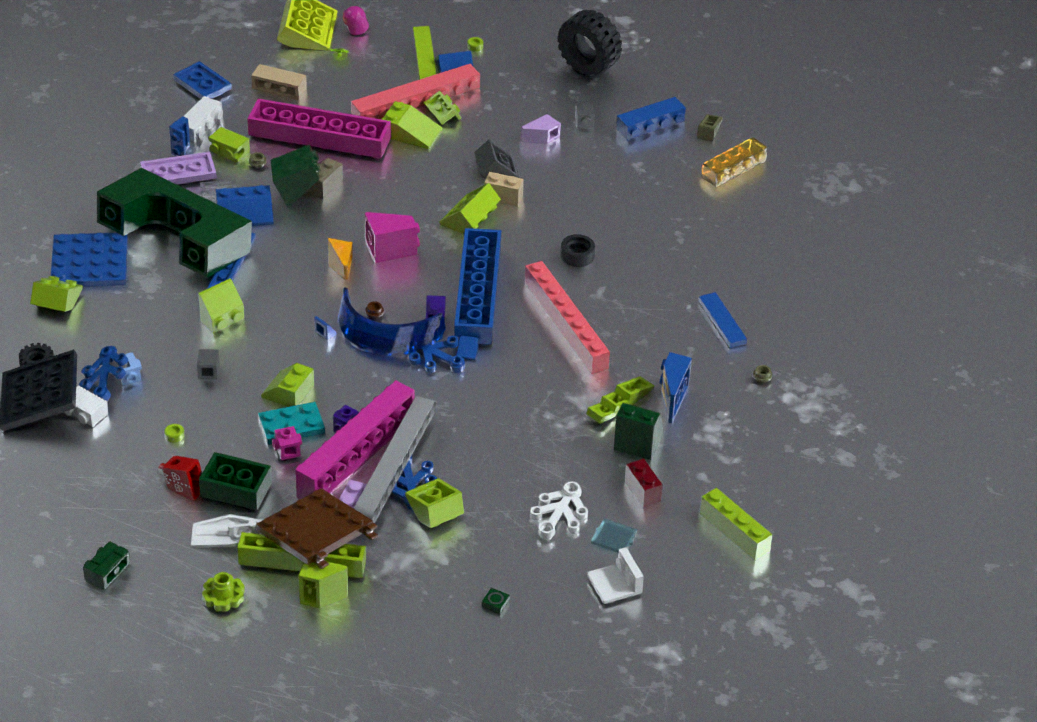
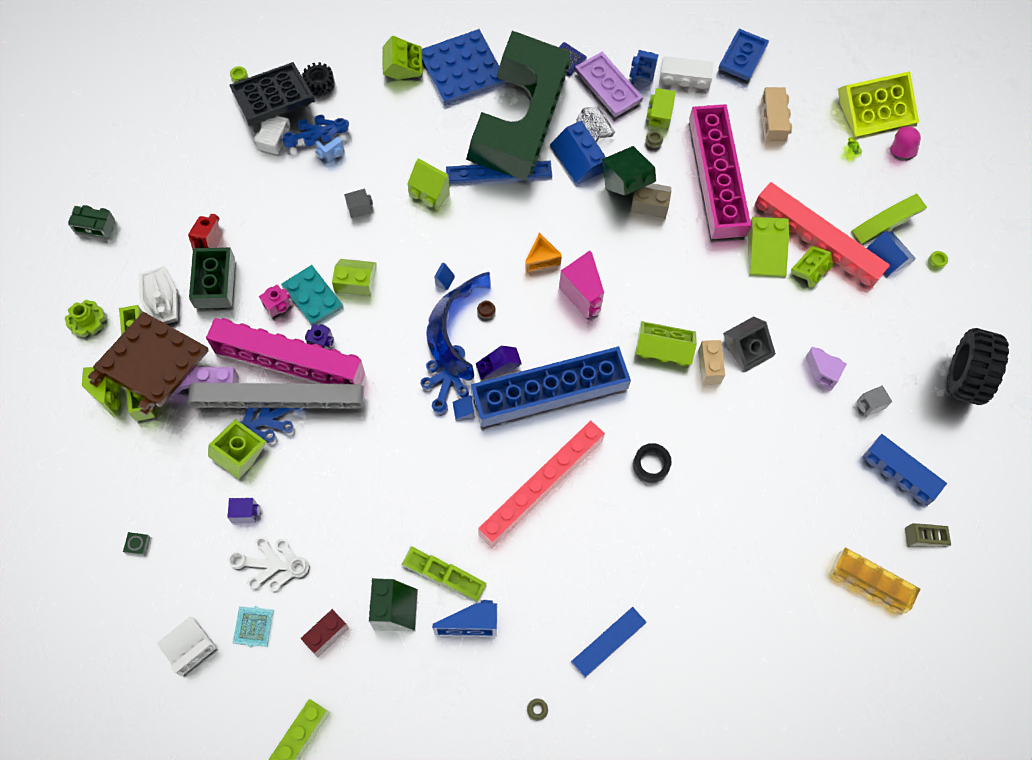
camera: 70 degrees right, 25 degrees up
(174, 433) = (269, 211): lime tile -> none
(498, 514) = (243, 510): none -> dark purple brick

